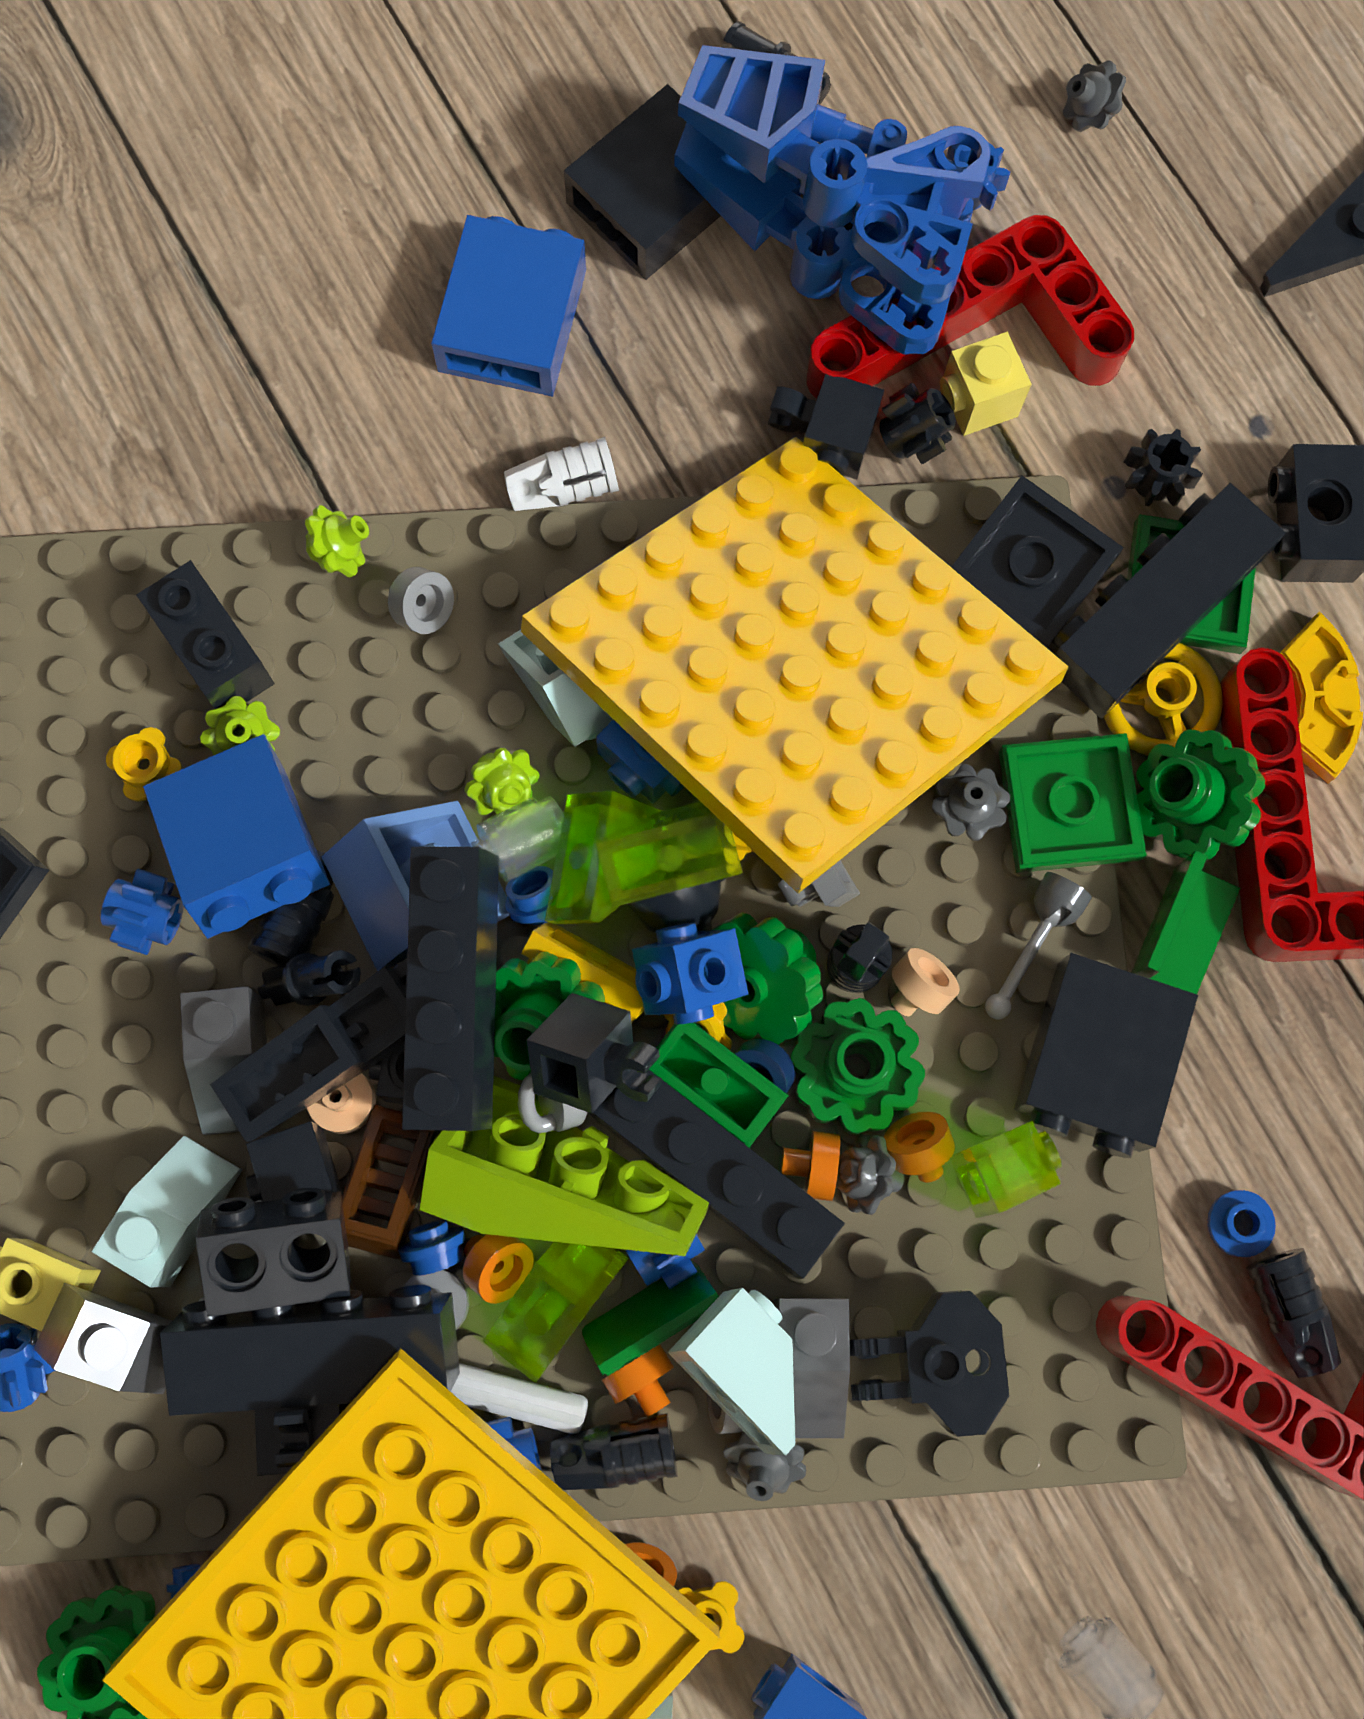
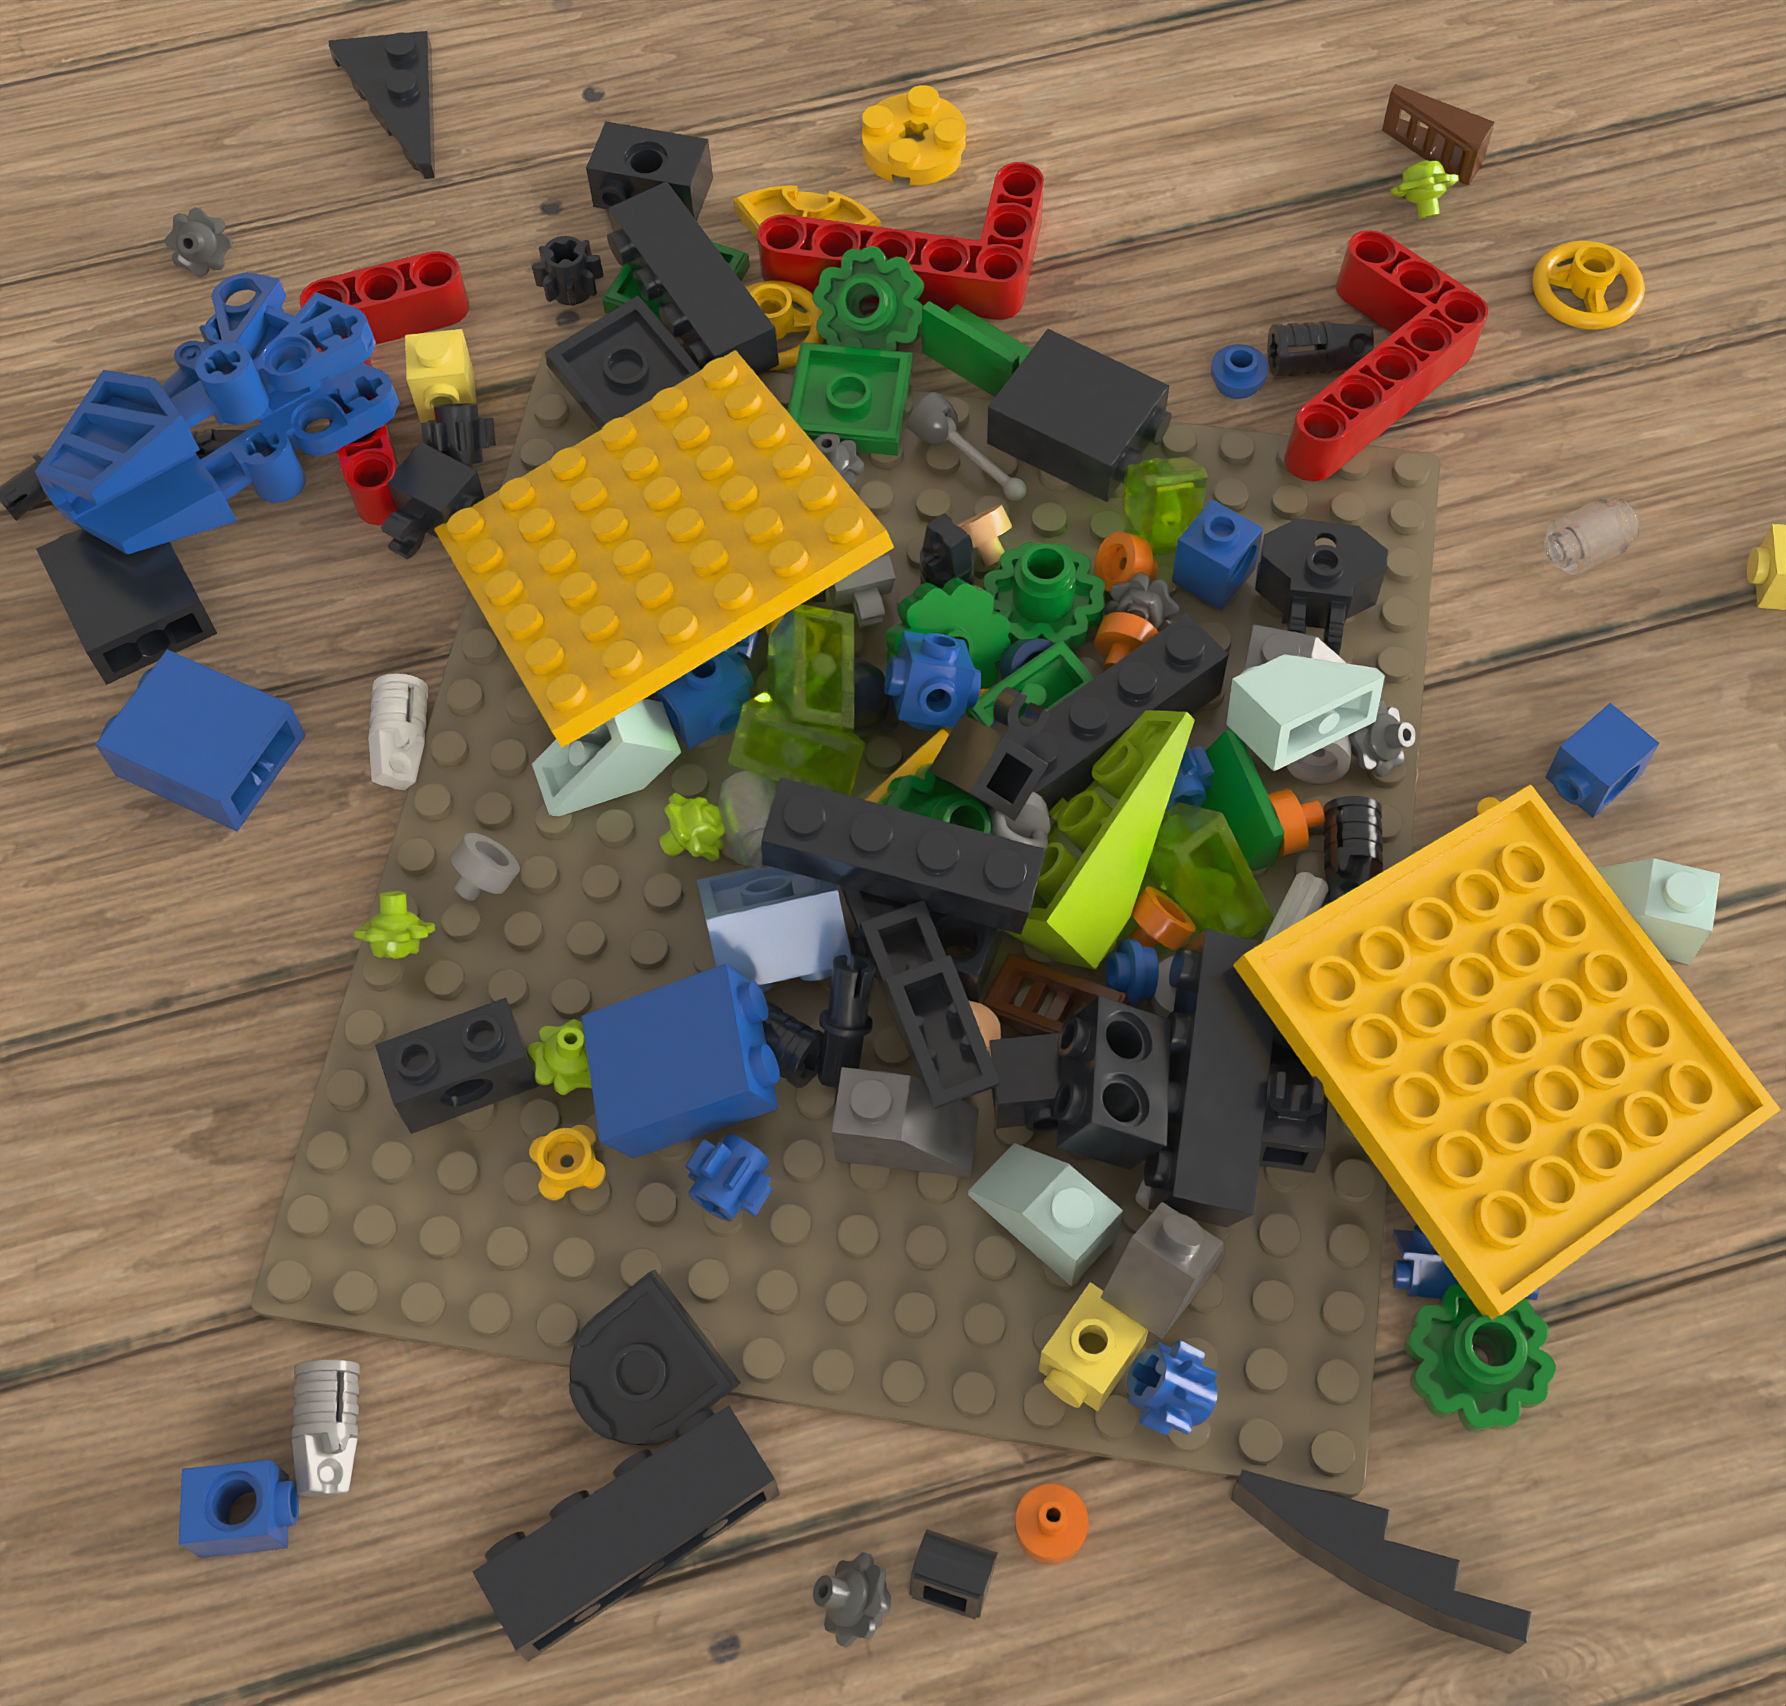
camera: 70 degrees left, 15 degrees down
(953, 1242) = (1216, 554): none -> blue brick

